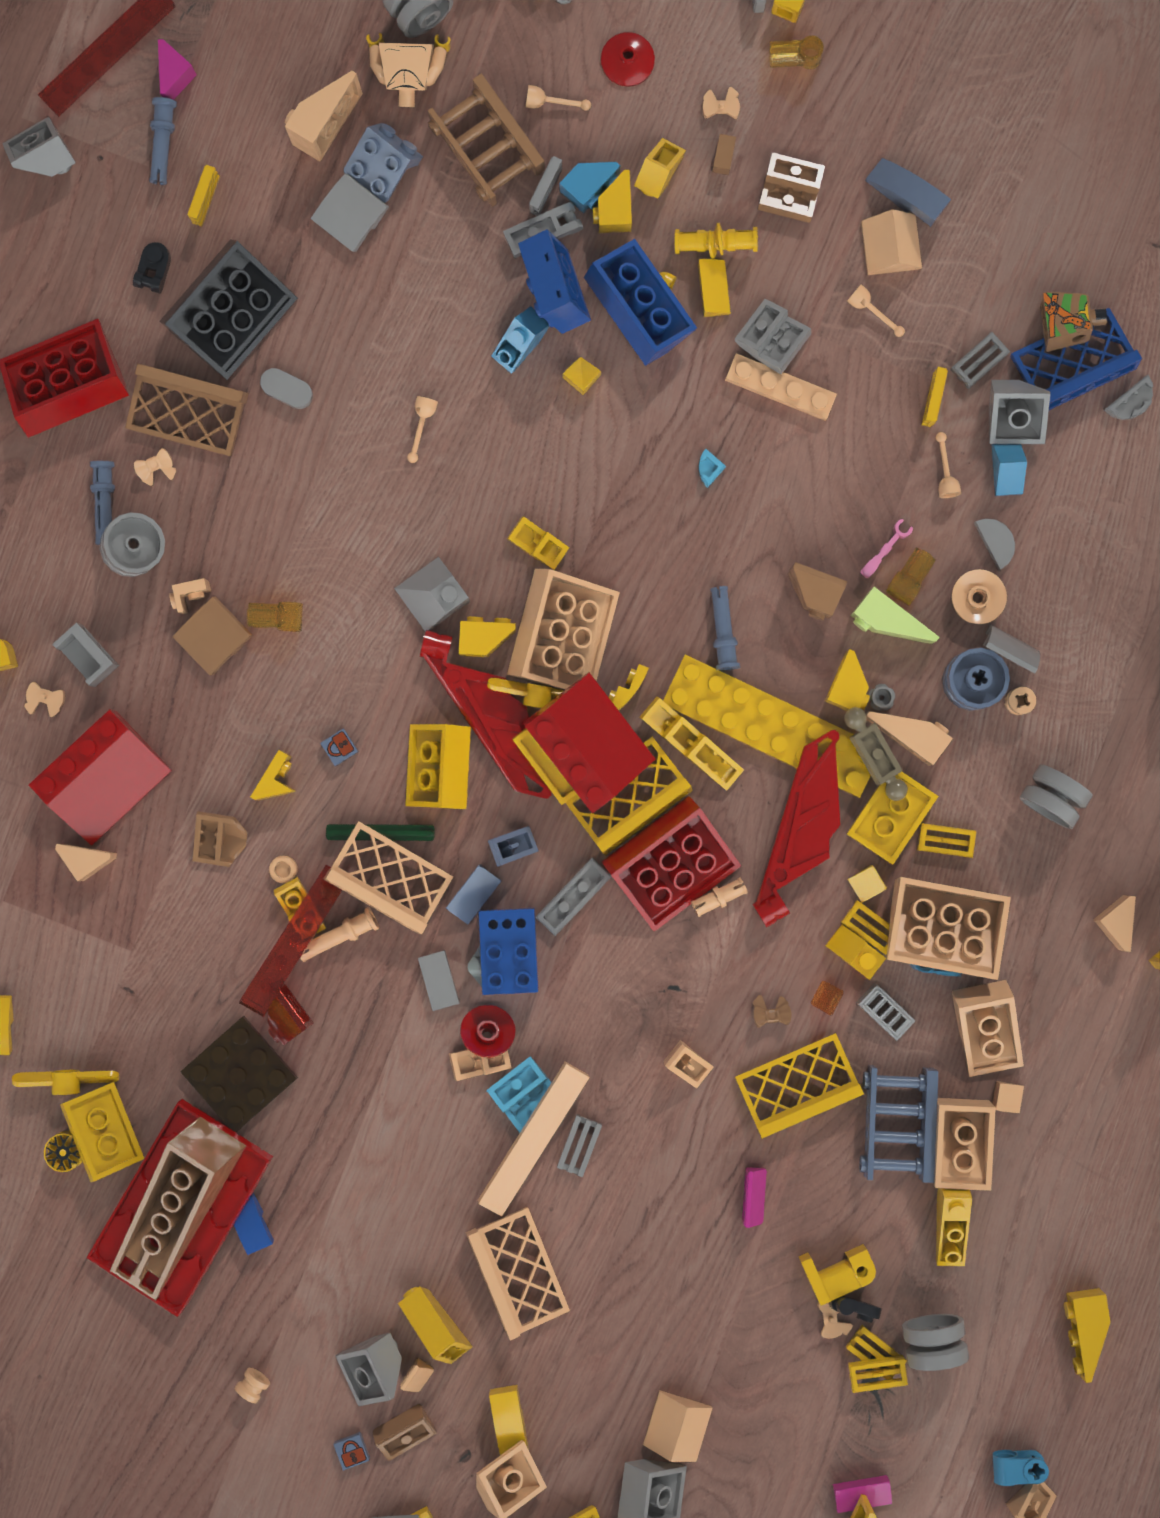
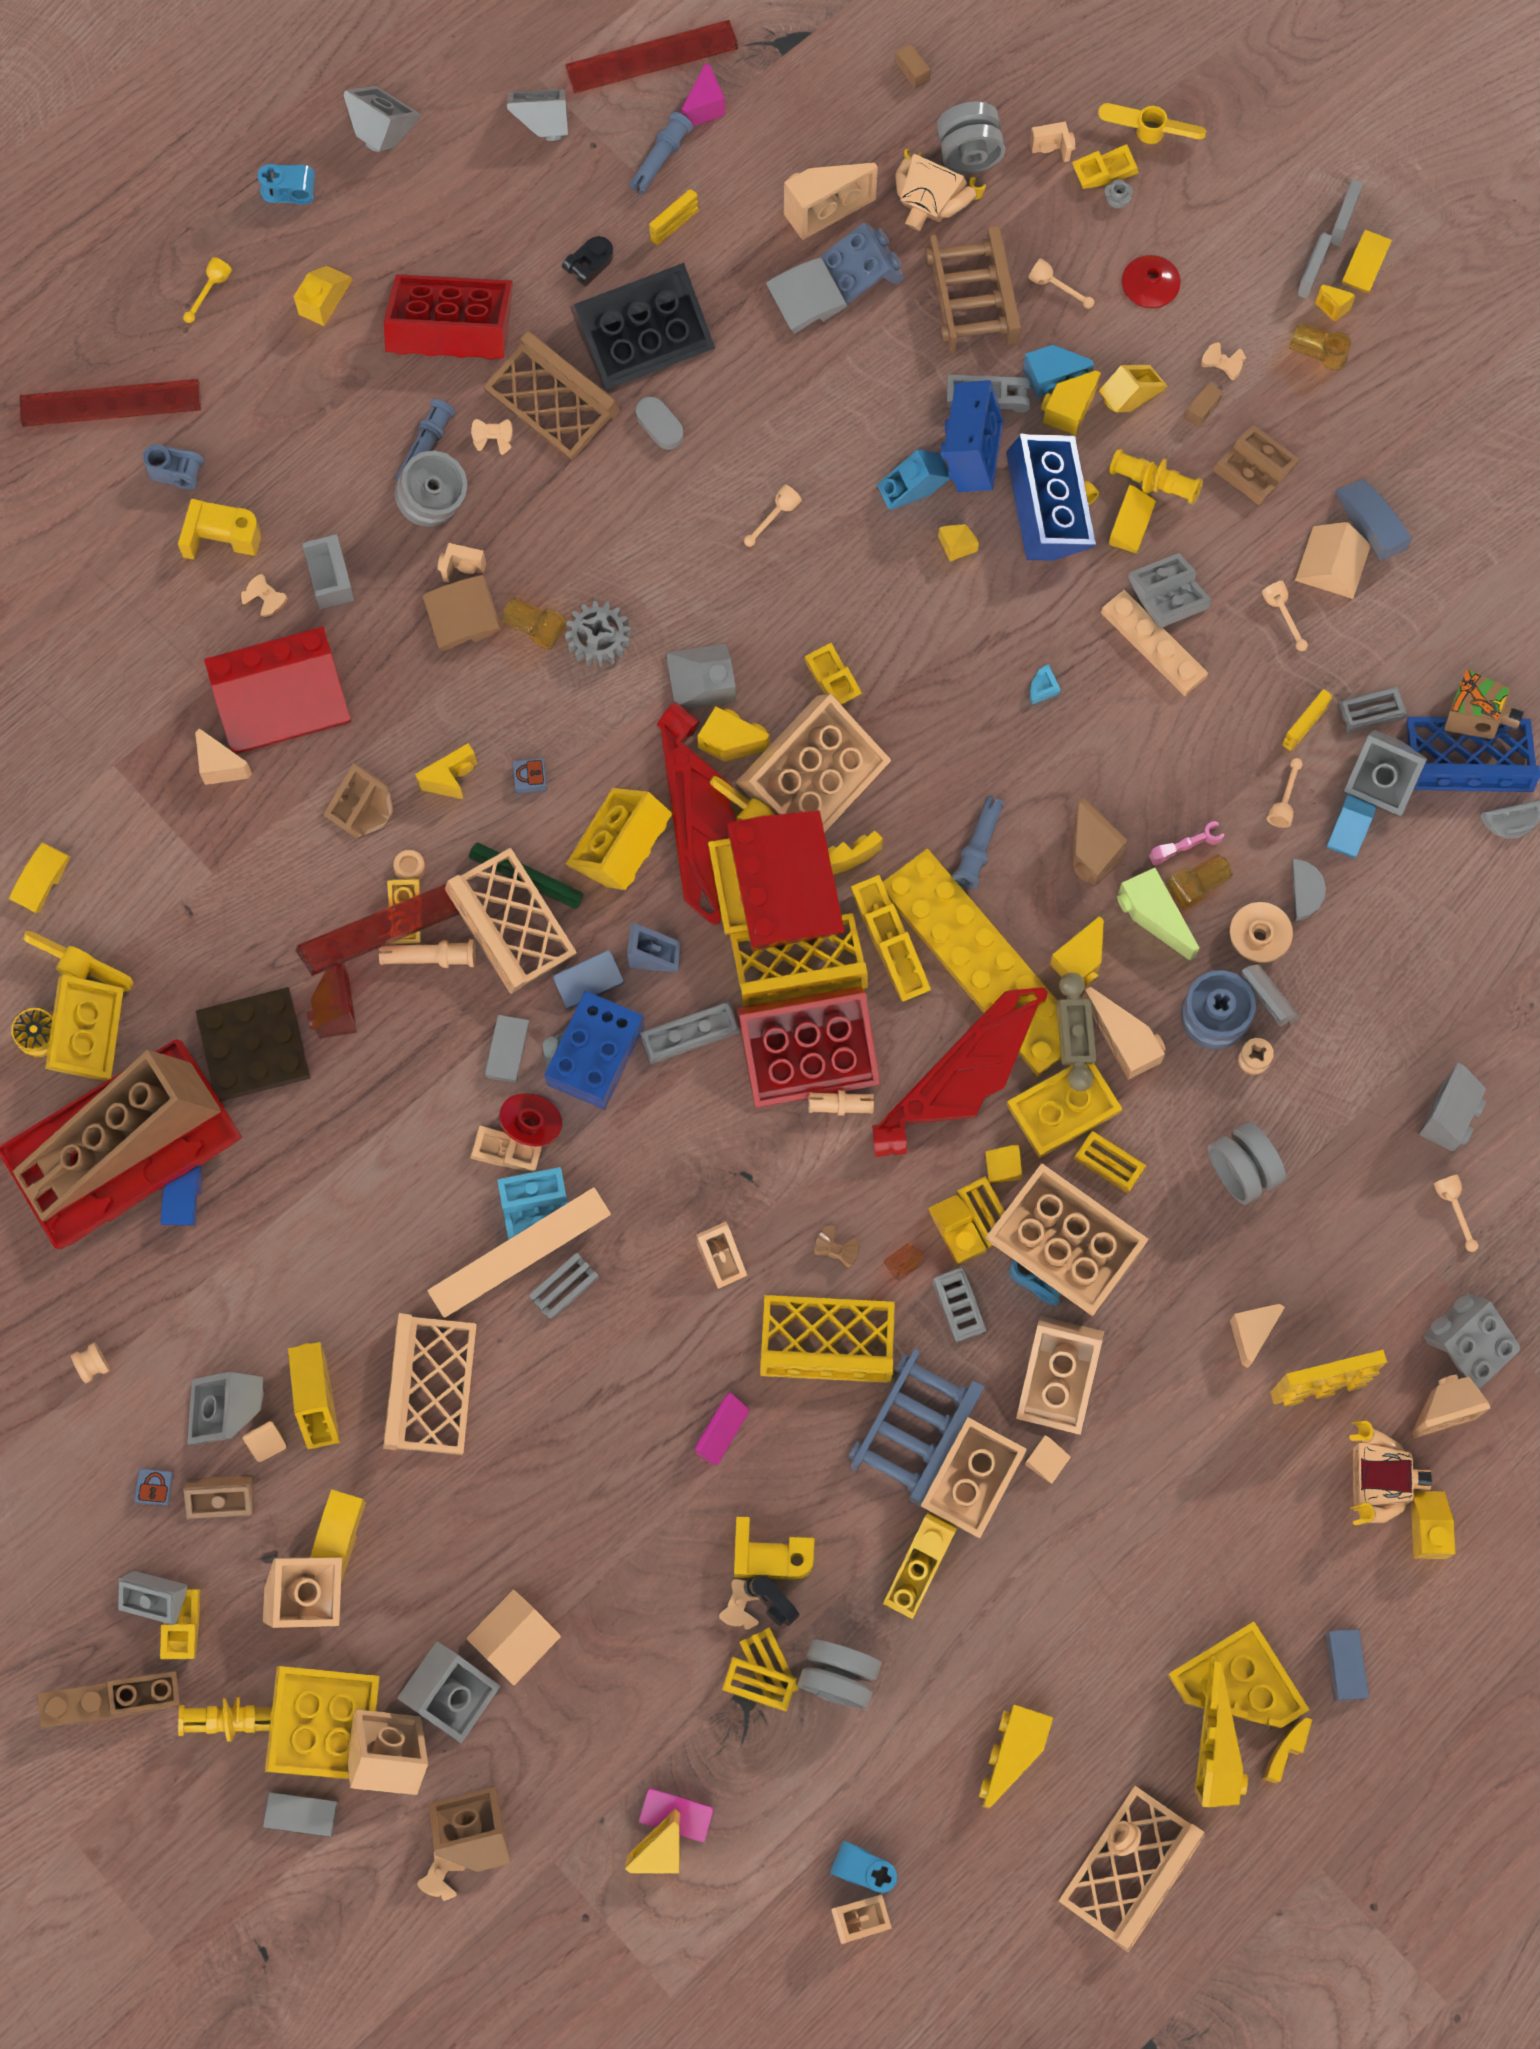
camera: 25 degrees right, 15 degrees down
(334, 613) = (587, 627): none -> light grey gear
(545, 186) = (1011, 353): light grey tile -> none
(887, 702) = (1114, 978): light grey plate -> none

